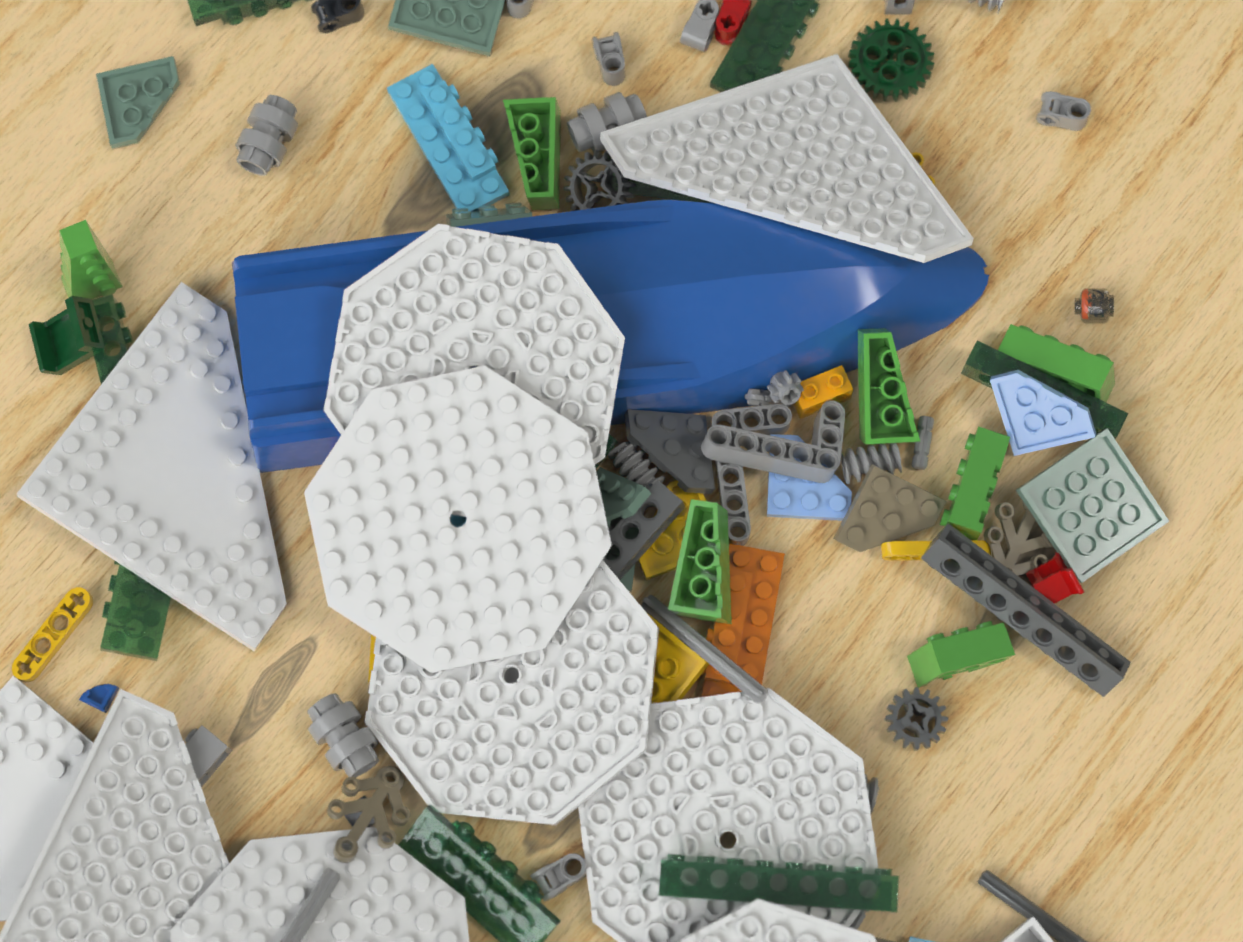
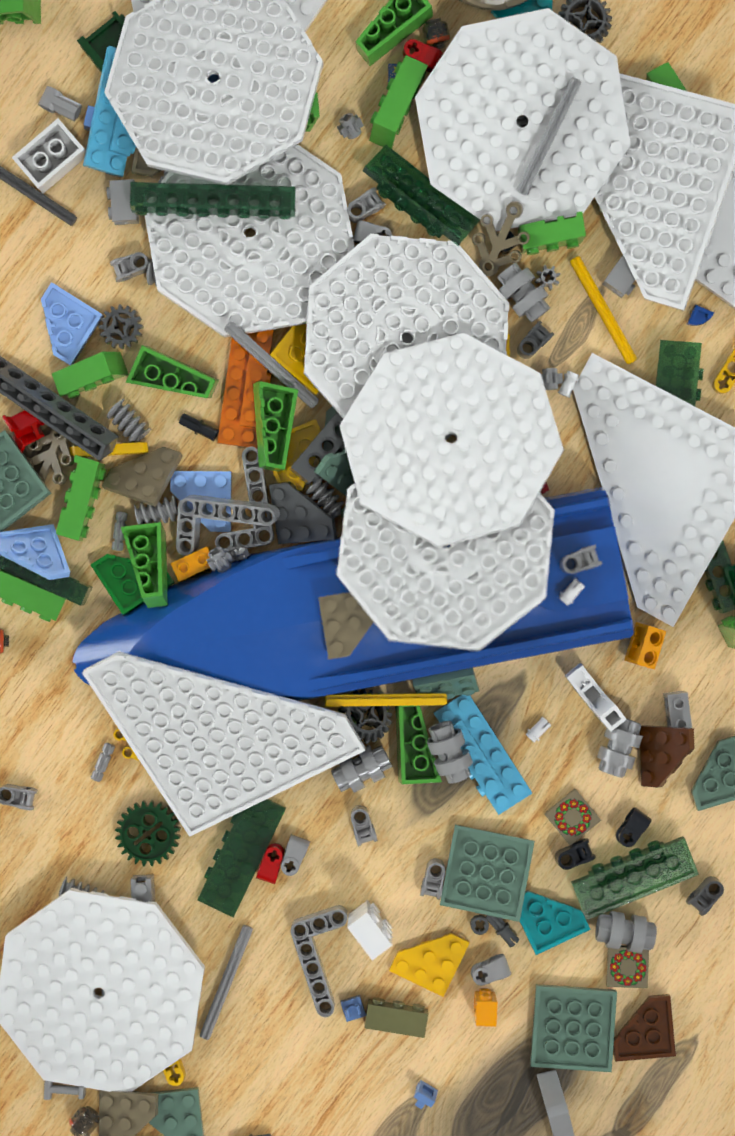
camera: 175 degrees right, 15 degrees up
(186, 175) = (677, 709): none -> light grey brick
(210, 125) = (663, 752): none -> reddish brown plate
(216, 259) = (645, 645): none -> light orange brick
(234, 712) = (603, 310): none -> yellow axle
(259, 40) = (633, 825): none -> black piece
(291, 194) = (595, 698): none -> white arch
(291, 611) = (568, 384): none -> white pin
(292, 346) = (584, 559): none -> light grey piece
(292, 817) = (553, 234): none -> bright green wedge
(306, 749) = (553, 277): none -> light grey gear
(311, 304) = (571, 592): none -> white pin
(316, 616) = (551, 378): none -> light grey gear
(332, 673) = (537, 338): none -> dark grey piece
(337, 58) = (572, 817): none -> tile
(372, 164) = (538, 729): none -> white pin
(490, 131) = (447, 744): none -> light grey piece
(557, 837) = (365, 228): none -> light grey piece
(562, 198) = (411, 699): none -> yellow axle
(620, 279) = (343, 623): none -> dark tan plate
(810, 576) = (199, 427): none -> black axle
(846, 646) = (166, 373): none -> bright green wedge
(905, 802) = (126, 266): none -> light grey piece
(907, 585) = (127, 422): none -> light grey piece
(913, 904) = (120, 209): none -> light grey brick
(923, 373) = (120, 581): none -> green plate
(949, 150) = (102, 762): none -> light grey axle
(991, 729) = (68, 322): none -> light blue plate

